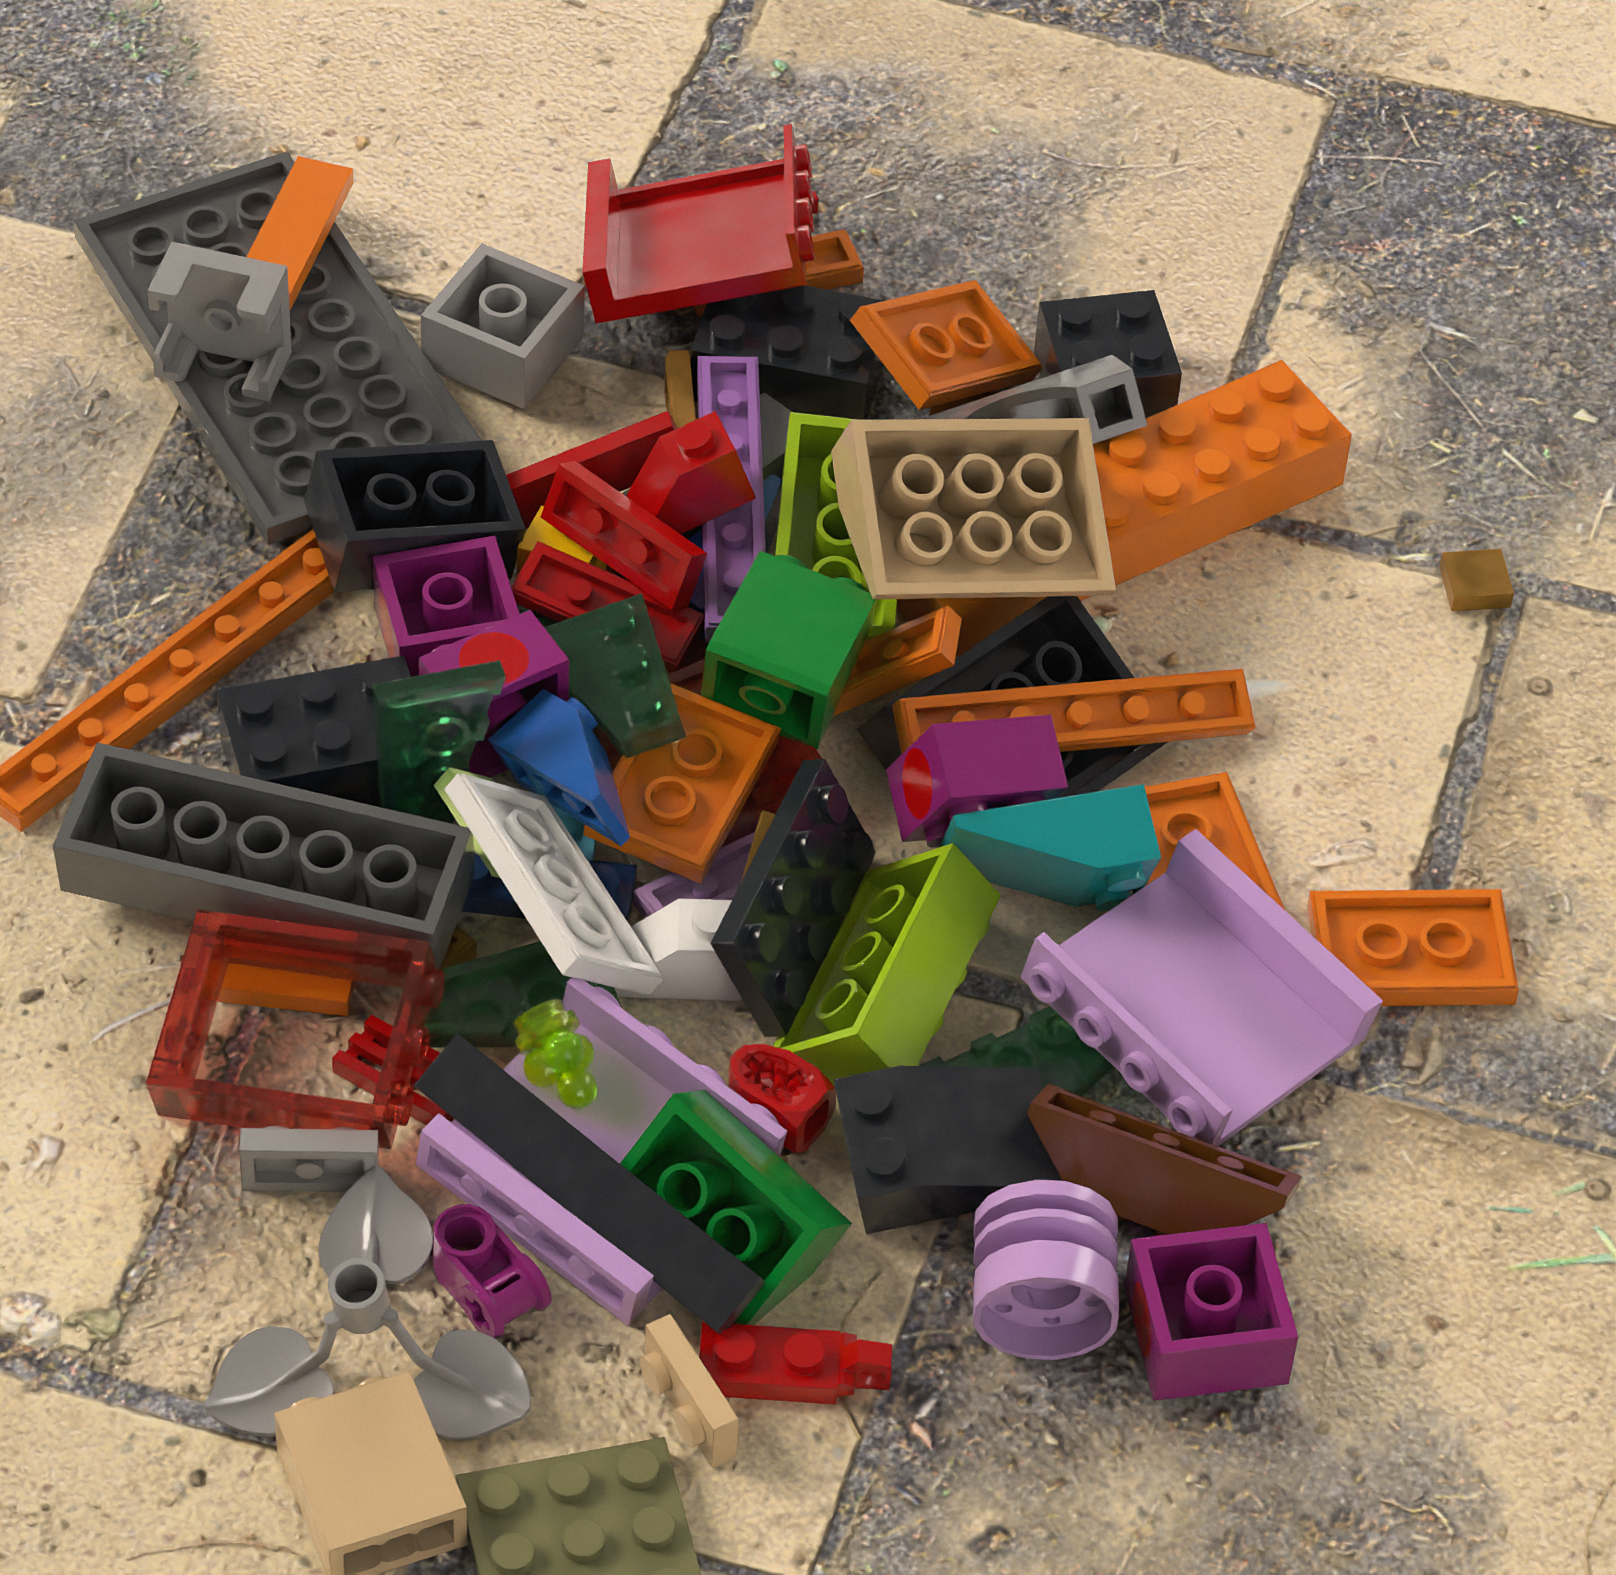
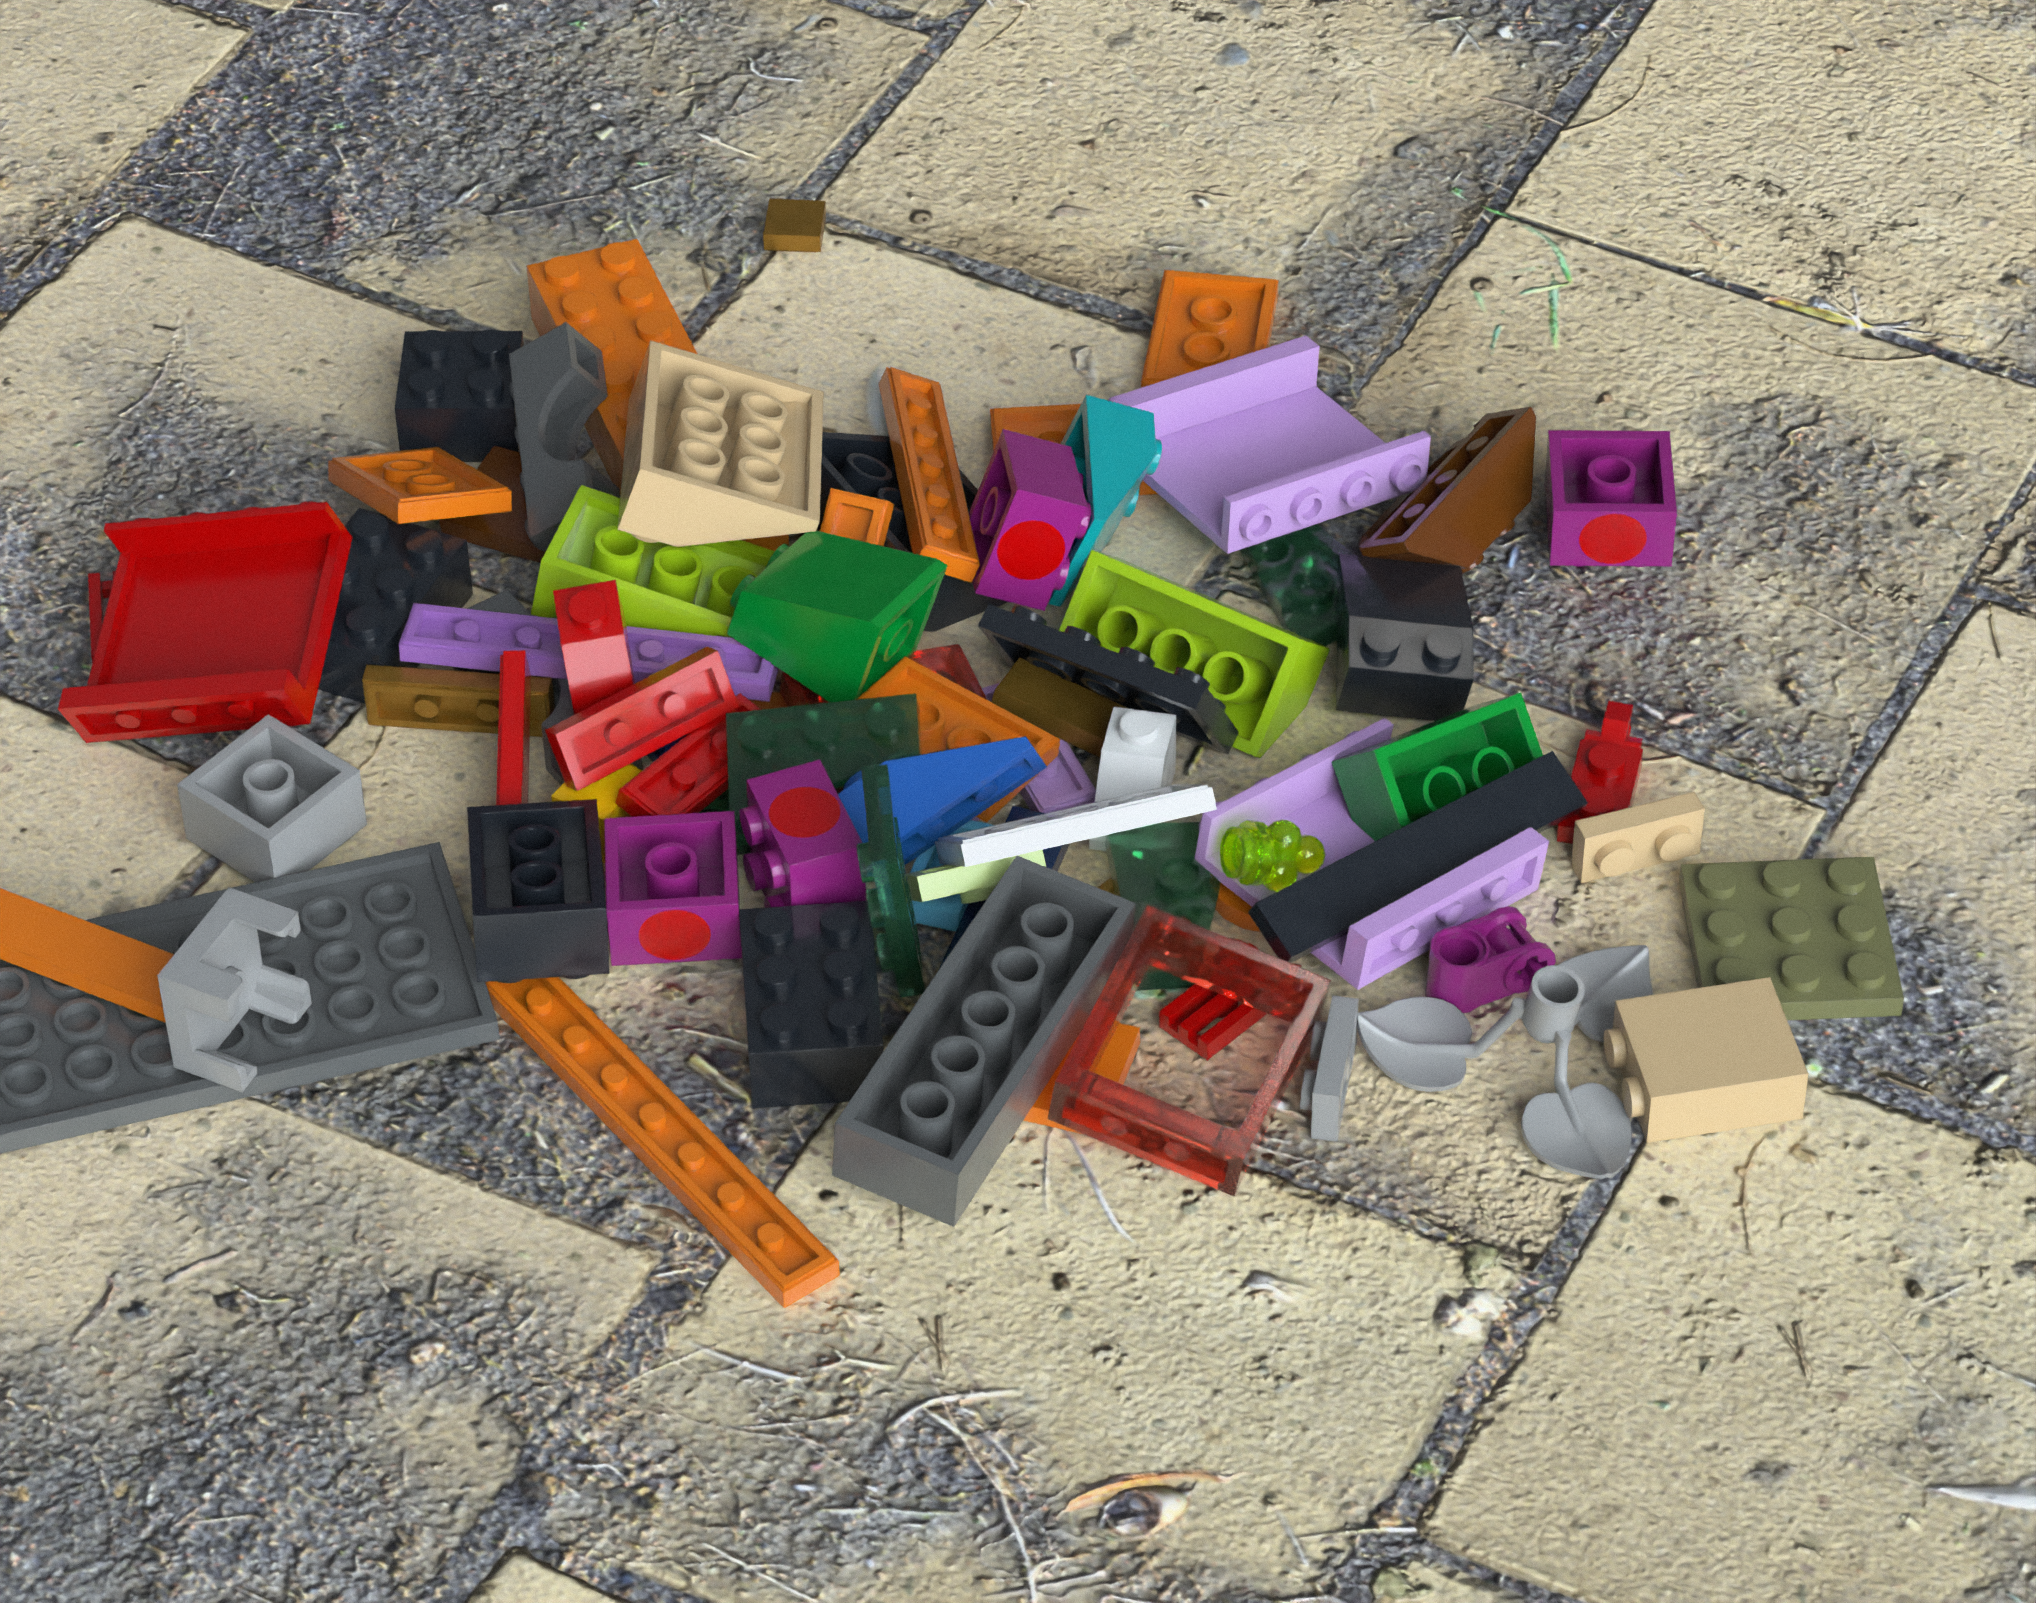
camera: 75 degrees left, 5 degrees down
(787, 1087) = (1316, 724): red rock -> none
(1045, 1270) = (1561, 580): lavender wheel -> none

